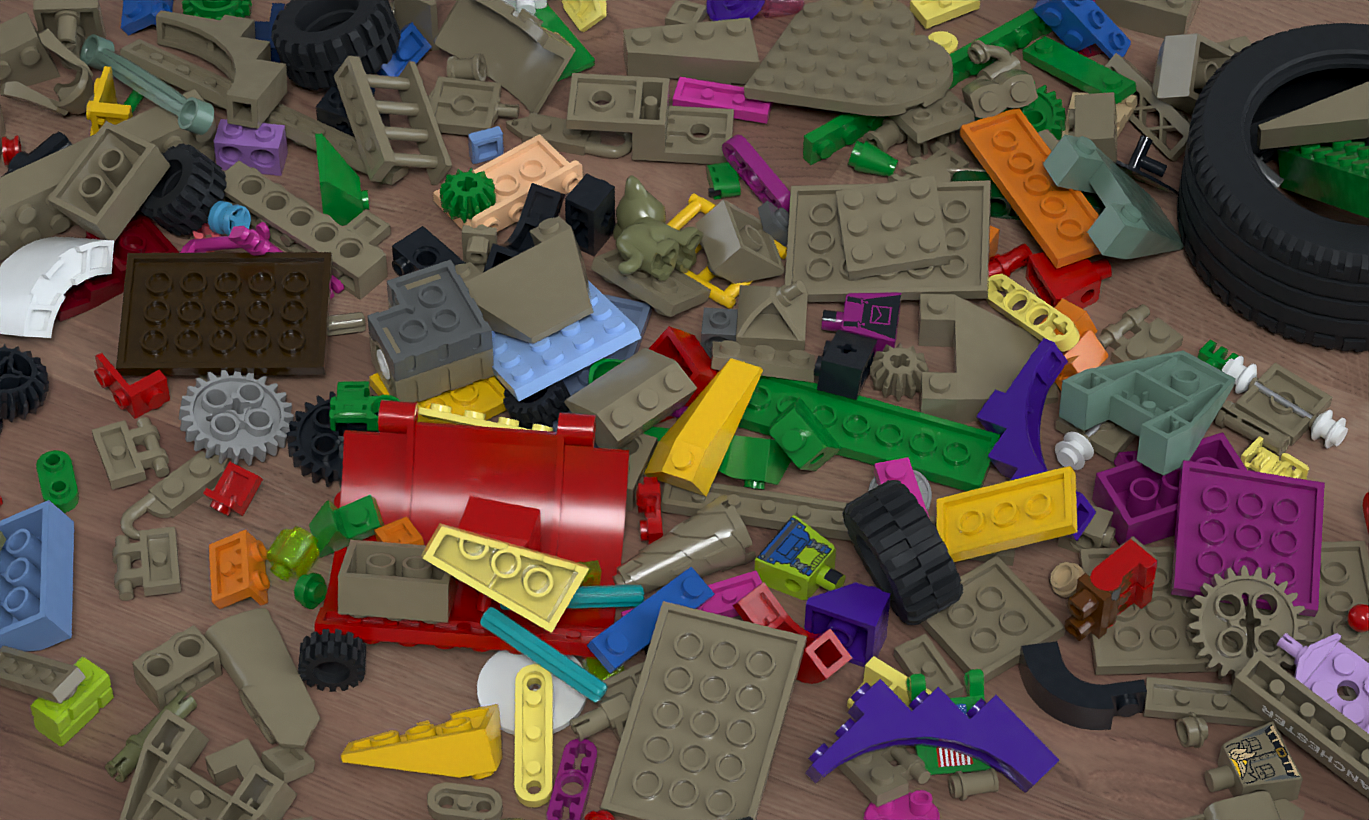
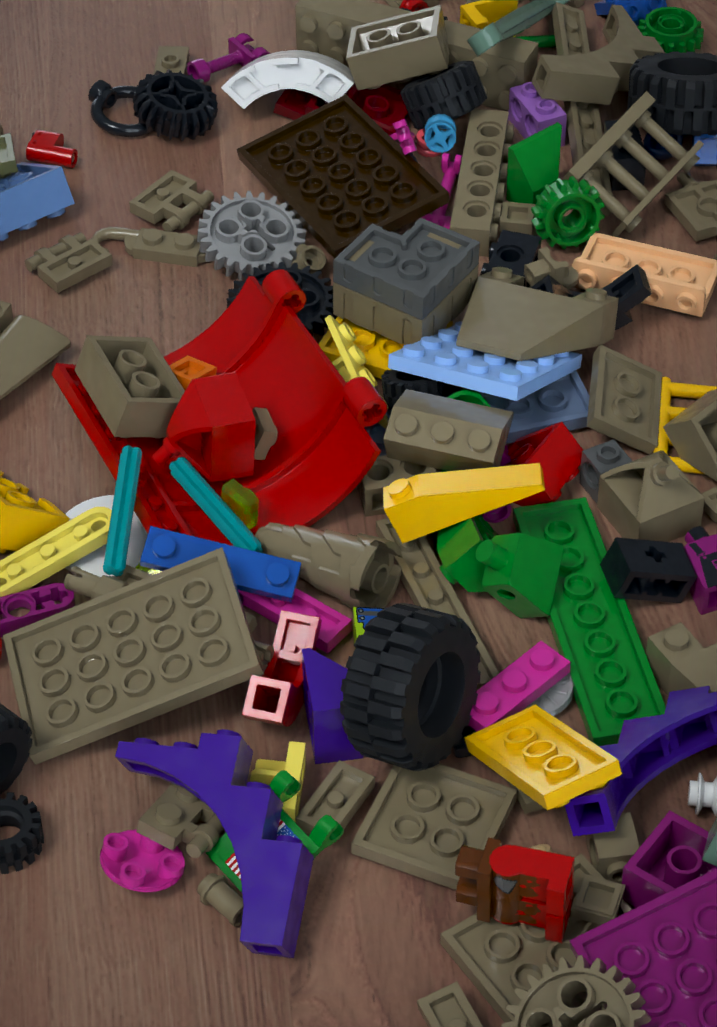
camera: 60 degrees right, 5 degrees down
(57, 474) = (115, 182): green plate -> none
(138, 397) = (230, 175): red bracket -> none
(234, 490) = (176, 271): red bracket -> none
(238, 570) = (100, 311): orange bracket -> none
(292, 553) = (138, 323): clear neon green head -> none
(301, 392) = (312, 254): none -> dark tan plate
(332, 660) = (34, 395): black tyre -> none
(337, 526) = (180, 338): green slope -> none
(356, 405) = (310, 281): green piece -> none
(410, 193) = (559, 199): none -> green gear
(467, 194) = (599, 242): green gear -> none
(485, 145) = (678, 236): medium blue tile -> none
(515, 576) = (163, 429): light yellow wedge -> none
(591, 213) = (655, 324): black brick -> none
(647, 240) = (646, 367): olive animal -> none
(649, 502) = (359, 513): red hinge -> none
(775, 363) = (592, 505): dark tan plate -> none
(898, 371) = (684, 606): dark tan gear -> none
(1072, 699) = (392, 904): black arch -> none

